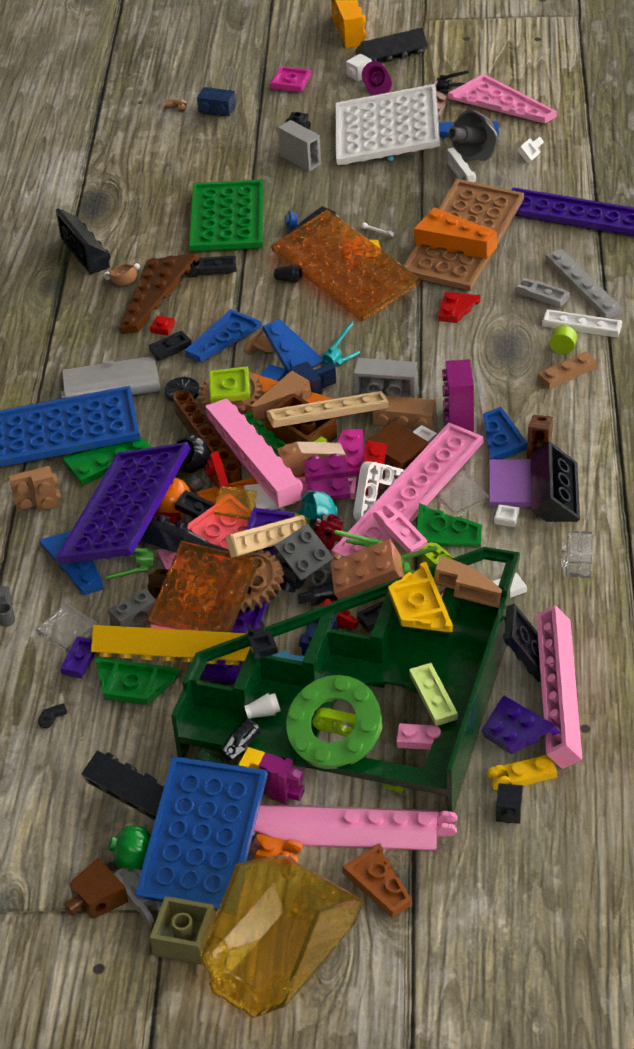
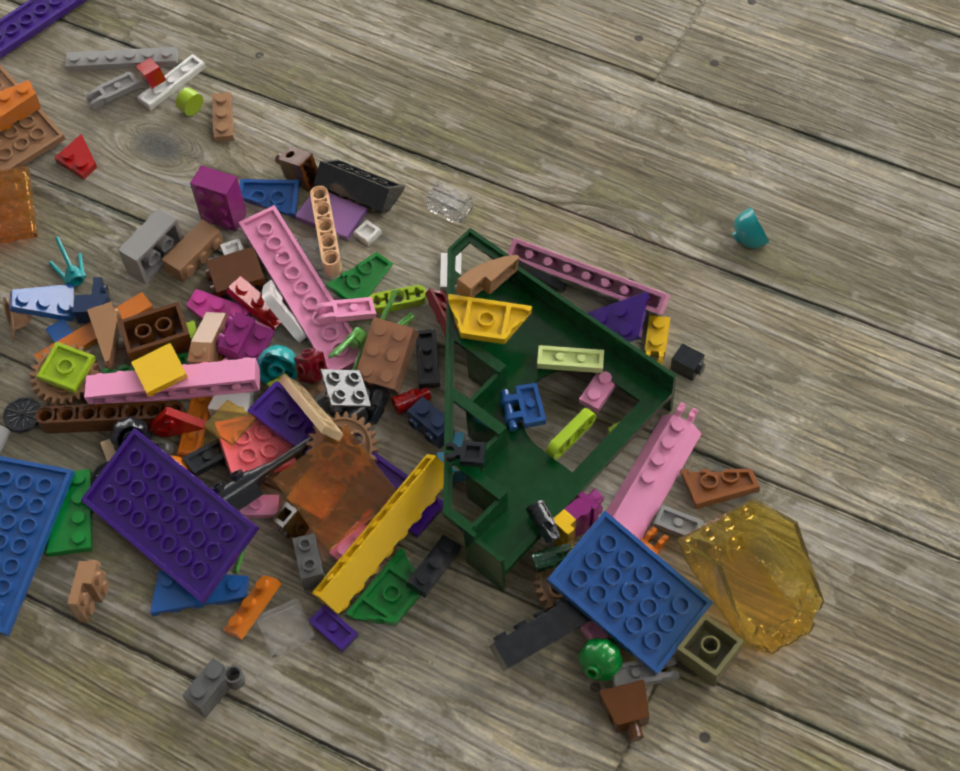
camera: 65 degrees left, 15 degrees up
(49, 715) = (391, 682): black arm -> none
(74, 596) = (252, 607): none -> orange plate
(158, 694) = (434, 566): none -> black plate
(253, 432) = (159, 369): none -> yellow tile
(264, 706) = (516, 487): white cone -> none
(316, 856) = (676, 522): none -> light grey hinge
(327, 409) = (162, 302): tan tile -> none
(352, 747) = (548, 461): bright green plate -> none
(371, 675) = (529, 403): none -> blue plate
(480, 481) = (326, 231): none -> light nougat beam
(575, 303) = (151, 73): none -> red piece

